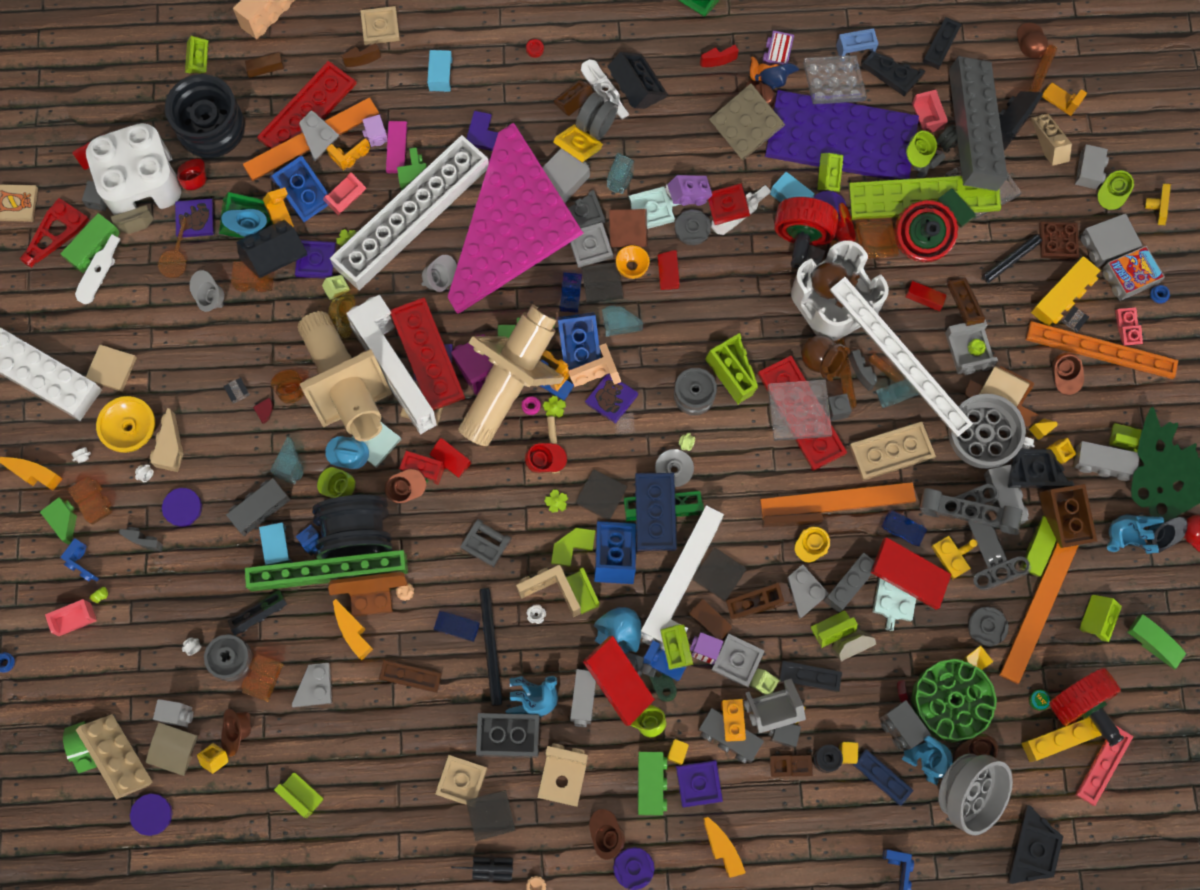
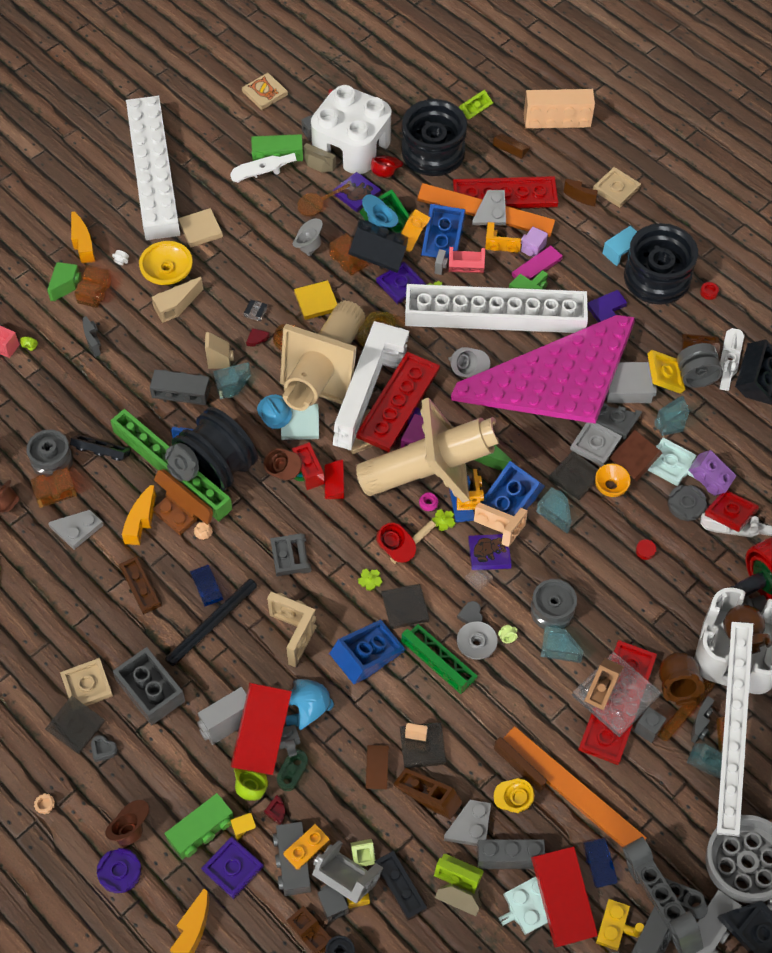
camera: 50 degrees right, 15 degrees down
(65, 214) = (284, 121): red plate -> none
(74, 552) = (42, 306): blue bracket -> none
(144, 473) = (141, 302): white plate -> none
(181, 507) = (138, 343): dark purple tile -> none
(191, 646) = (39, 425): white plate -> none
(254, 452) = (217, 352): none -> tan slope
(271, 336) = (315, 299): none -> yellow tile
(274, 544) = (161, 415): medium azure panel -> none
(327, 213) = (441, 262): none -> light grey plate
(335, 286) = (395, 308): yellowish green slope -> none
(335, 483) = (247, 420): lime cap -> none
(344, 563) = (182, 462): none -> dark grey tile
(476, 46) = (658, 276): none -> black wheel
(491, 868) = (32, 758): black piece -> none
(526, 809) = (102, 748): none -> dark grey tile
(536, 609) = (265, 628): white plate -> none
(539, 699) = (203, 686): dark azure piece -> none
(563, 763) = (160, 744): tan bracket -> none
(570, 292) = (546, 460): clear blue slope -> none
(577, 539) = (337, 613): lime tile -> none
(583, 591) = (314, 653): lime panel -> none
(648, 454) = (470, 613): none -> dark grey tile
(655, 512) = (425, 650): dark blue tile -> none
(657, 659) = (307, 752): blue bracket -> none
(668, 270) = (634, 513): red slope -> none
(676, 647) = (325, 746): lime slope -> none
(681, 577) = (384, 713): white brick -> none
(682, 718) = (276, 810): none -> dark red tile
(704, 289) = (645, 549): none -> red tile
(706, 648) = (348, 778): medium lavender brick -> none
(710, 571) = (416, 731): none -> light nougat tile
(726, 414) = (560, 645): none -> clear light blue slope
(733, 368) = (600, 617): lime wedge -> none
(738, 660) = (362, 815): light grey plate -> none
(790, 412) = (604, 683): none -> medium nougat slope
(892, 451) = (657, 799): tan plate -> none

